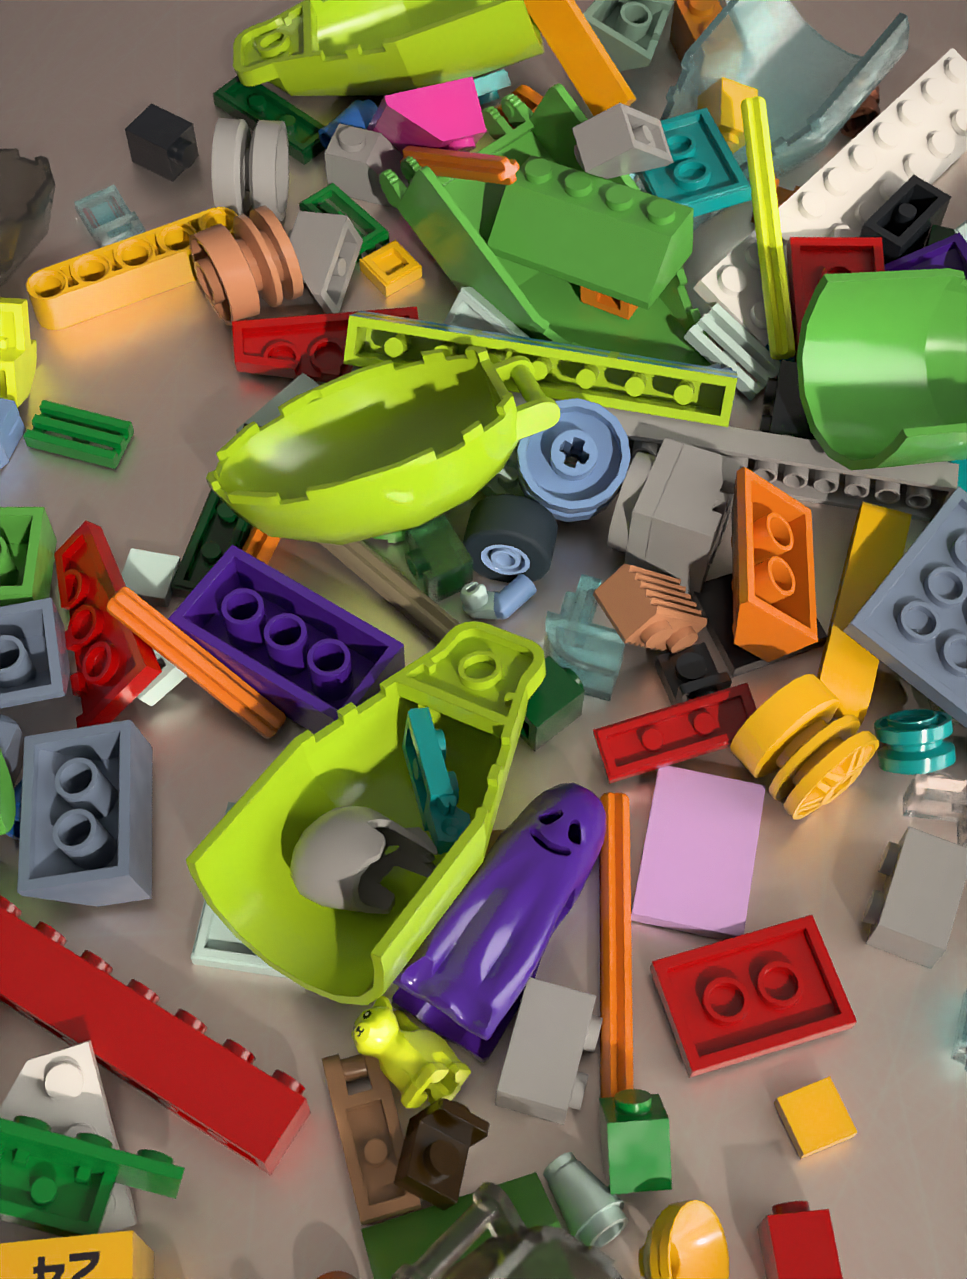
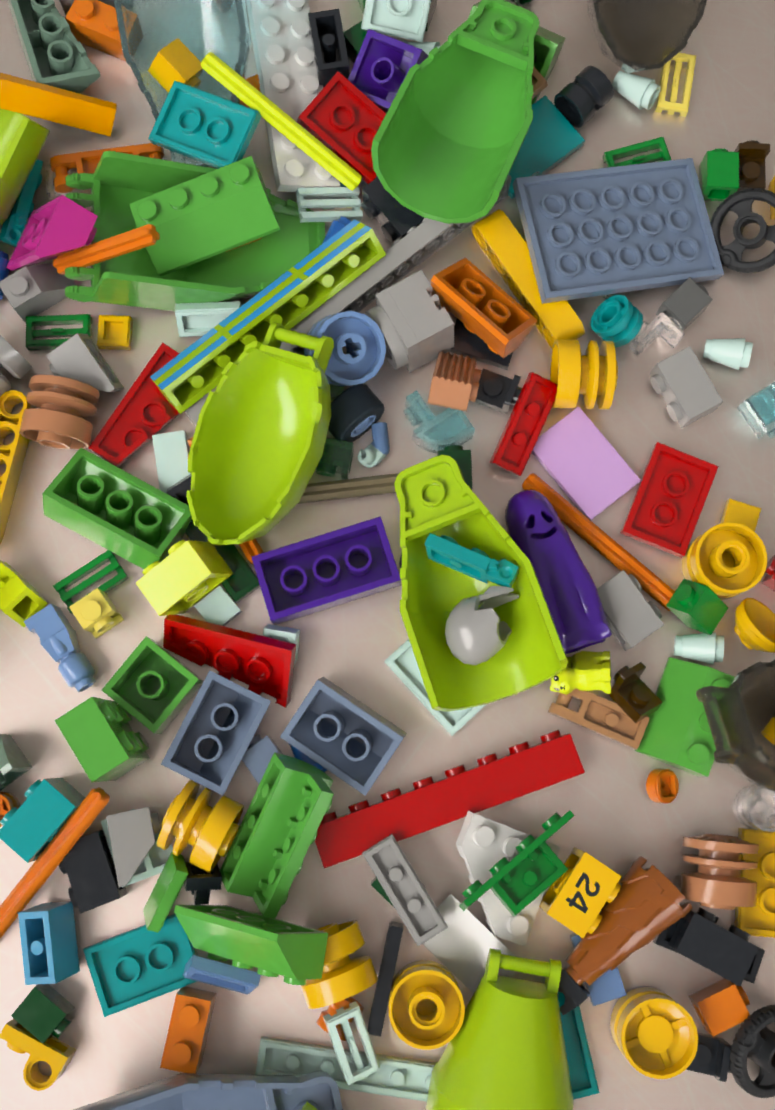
camera: 50 degrees left, 20 degrees up
(42, 457) = (96, 613): none -> light yellow brick
(150, 499) = (183, 577): none -> neon yellow brick
(178, 393) = (116, 509): none -> bright green slope
(195, 662) = (301, 623): orange axle -> none
(621, 143) = (175, 155): light grey slope -> none
(732, 1127) = (726, 559): none -> yellow wheel

